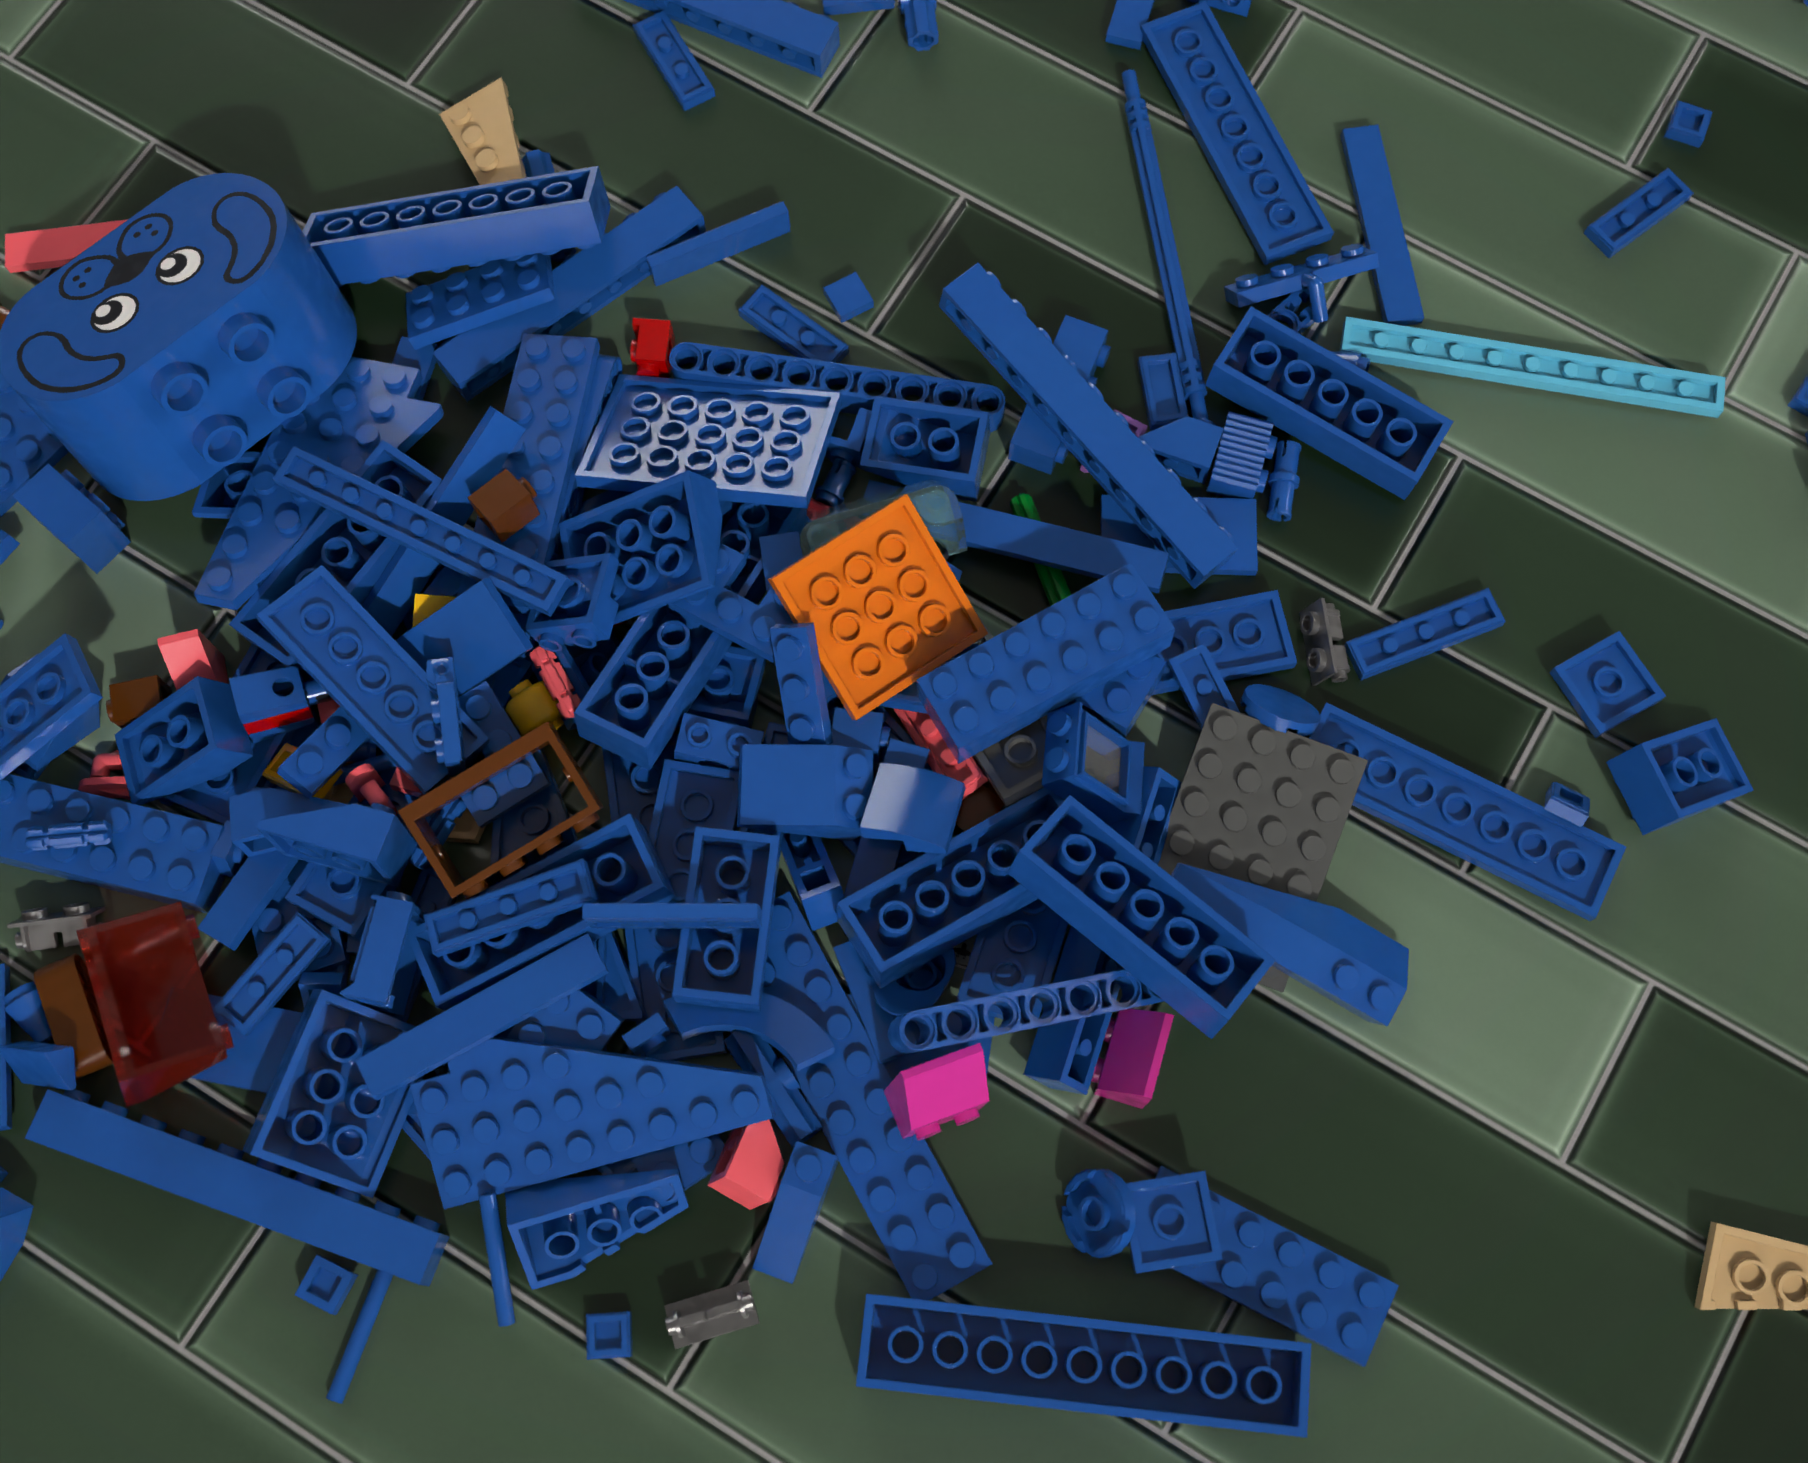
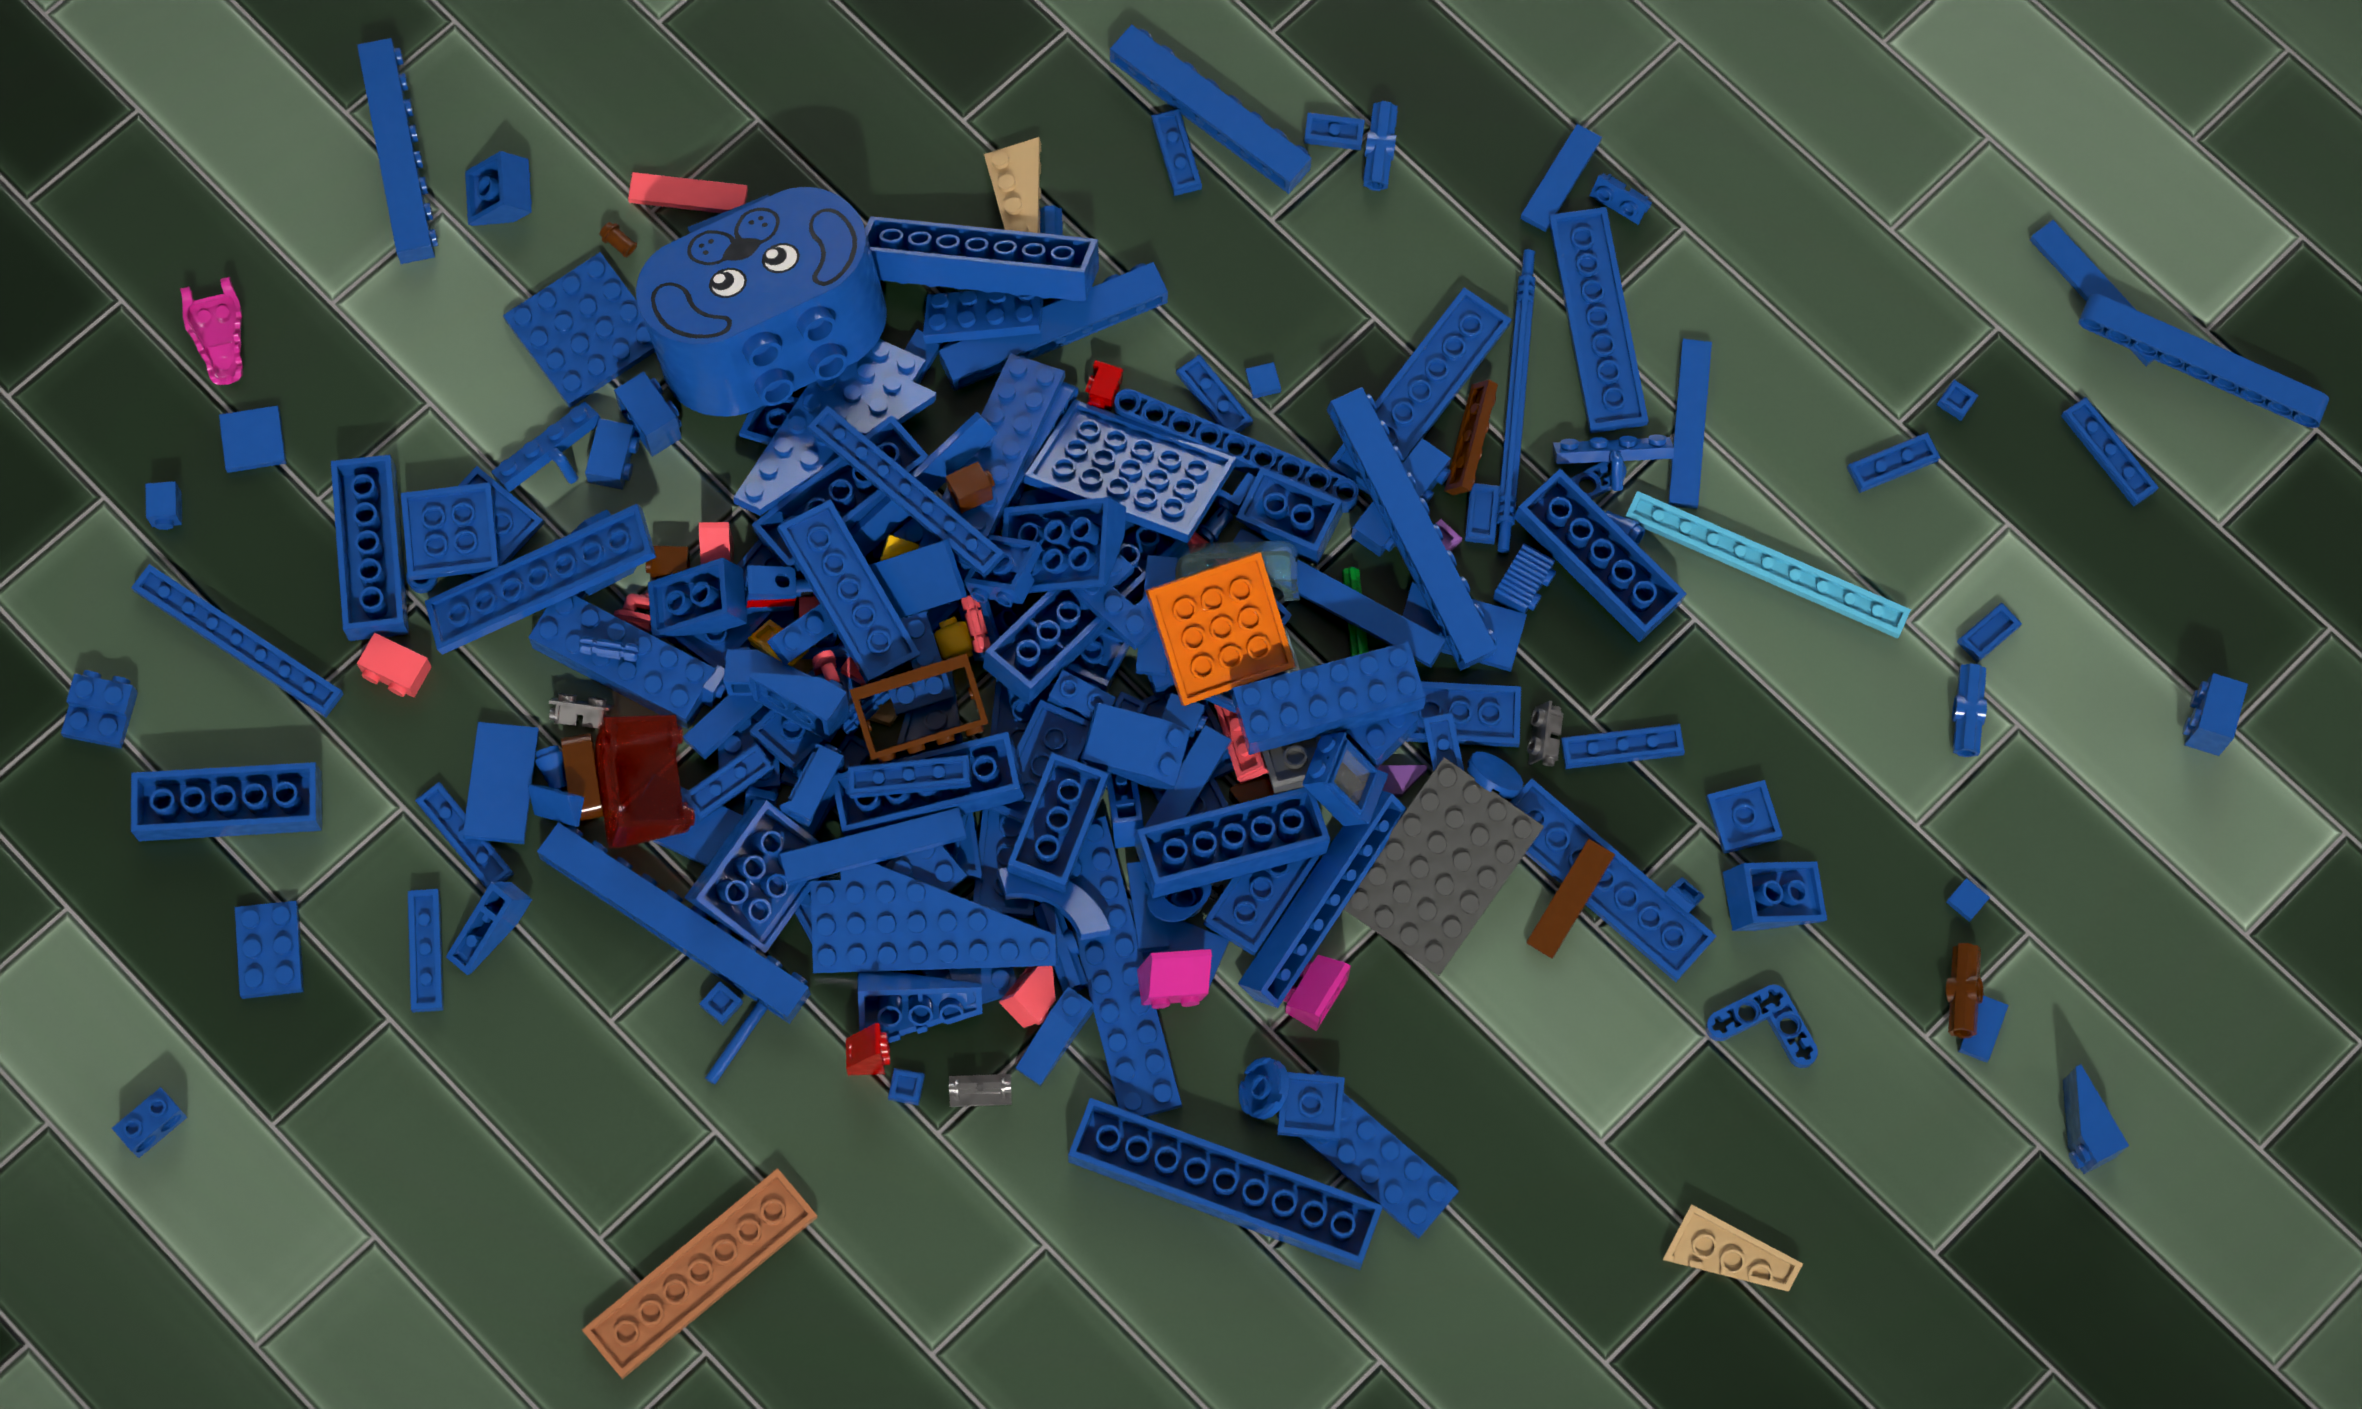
camera: 10 degrees right, 0 degrees up
(38, 582) = (611, 454): none -> blue brick
(446, 710) = (898, 604): blue hinge -> none
(497, 1259) = (842, 1015): blue piece -> none
(542, 1306) = (867, 1052): none -> red slope
(648, 1036) = (982, 890): blue plate -> none
(672, 915) = (1022, 809): blue tile -> none
(719, 243) = (1174, 314): blue tile -> none
(801, 684) = (1150, 670): blue plate -> none
(913, 808) = (1208, 777): blue slope -> none
(1016, 1010) = (1299, 932): blue beam -> none
(1055, 241) = (1432, 376): none -> blue plate
(1124, 302) = (1471, 437): none -> reddish brown plate
(1140, 916) = (1343, 890): blue brick -> none
(1160, 742) = (1401, 777): none -> medium lavender tile
(1186, 446) = (1483, 561): blue slope -> none
(1283, 480) = (1552, 605): blue pin -> none
(1311, 942) = (1457, 937): blue wedge -> none
(1426, 846) = (1570, 898): none -> reddish brown tile
(1731, 932) = (1774, 1016): none -> blue beam

